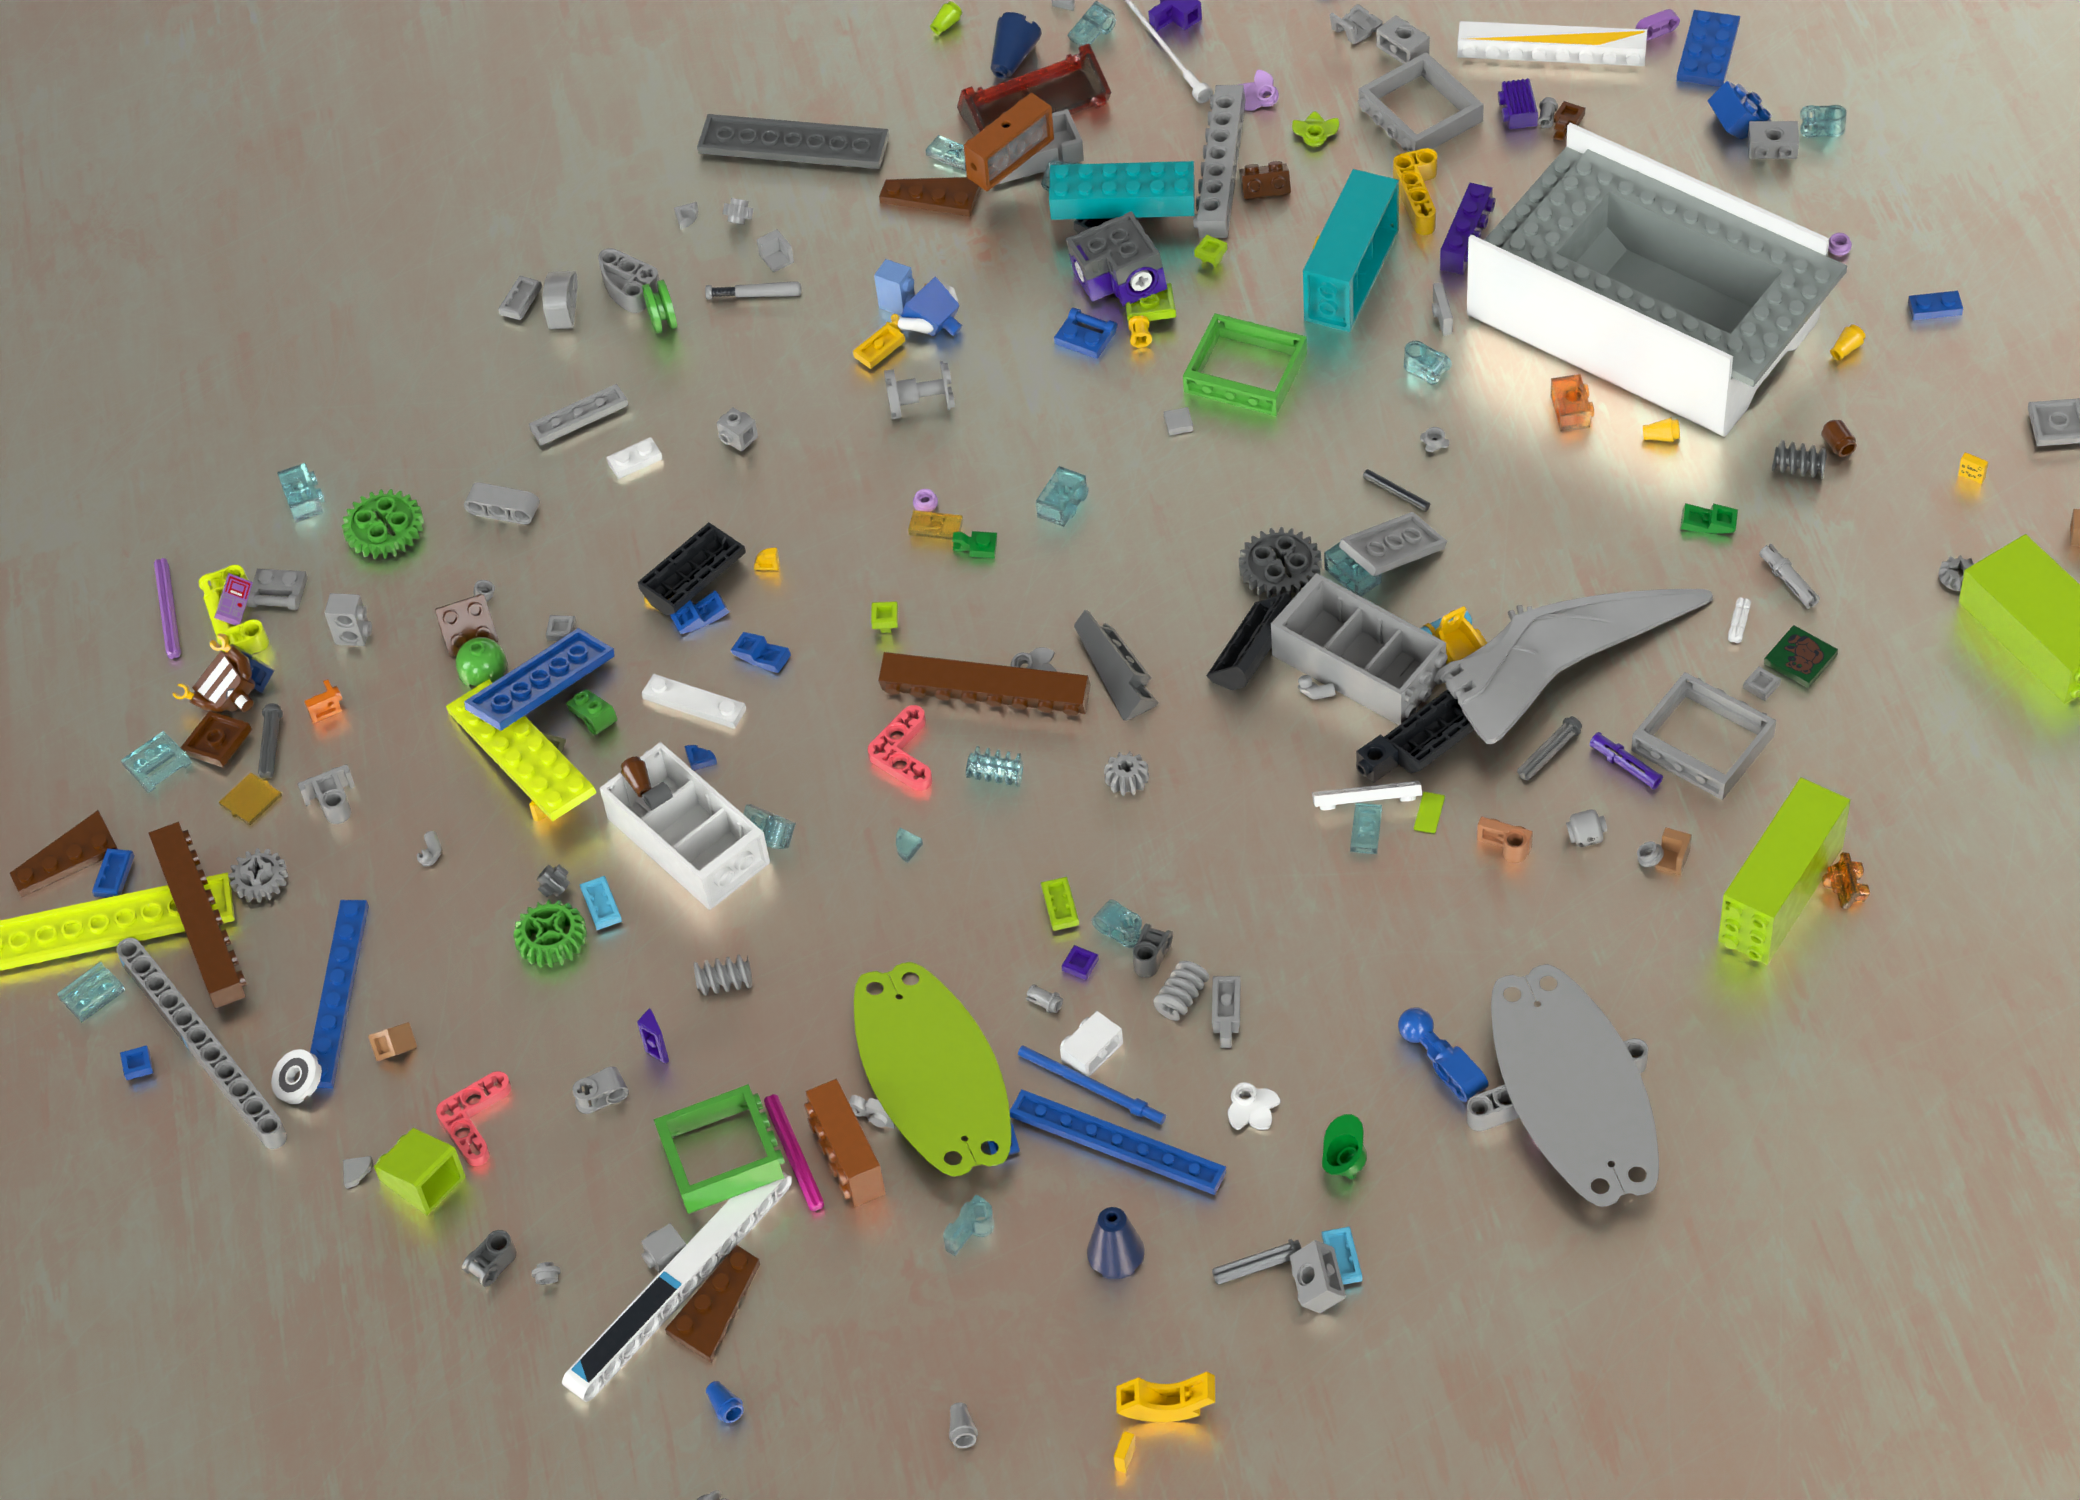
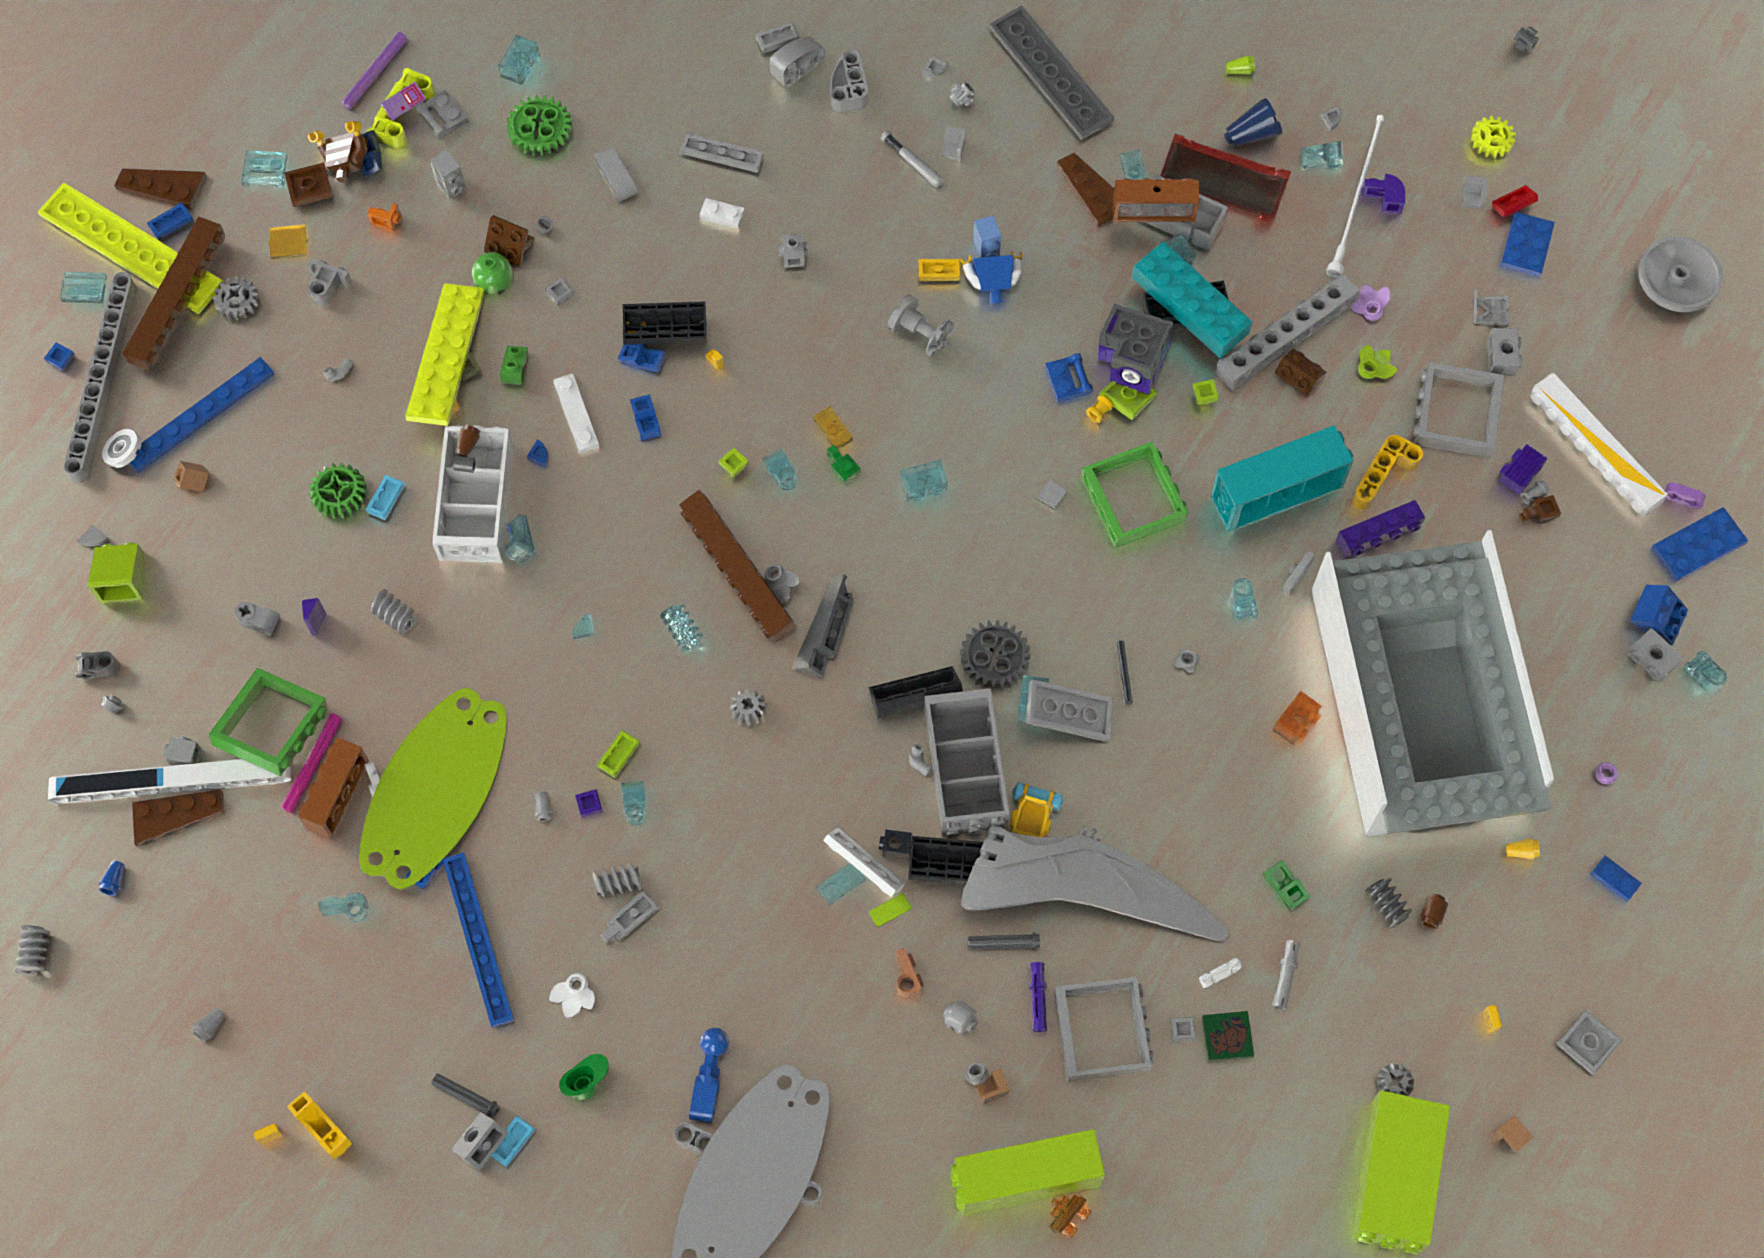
camera: 40 degrees right, 15 degrees up
(272, 714) = (333, 213): dark grey axle -> none
(460, 1118) = (175, 562): coral beam -> none
(539, 679) = (502, 317): blue plate -> none
(553, 880) = (374, 458): dark grey gear -> none
(659, 306) = (840, 121): bright green wheel -> none
(894, 751) = (640, 560): coral beam -> none
(925, 500) = (846, 400): lavender plate -> none
(927, 588) = (780, 468): none -> clear light blue piece
(1091, 1044) = (531, 863): white brick -> none
(1115, 1245) = (403, 1005): dark blue cone -> none
(1137, 1106) = (514, 928): blue bar -> none
(1153, 946) = (634, 836): dark grey piece -> none
(1663, 430) = (1331, 795): yellow cone -> none

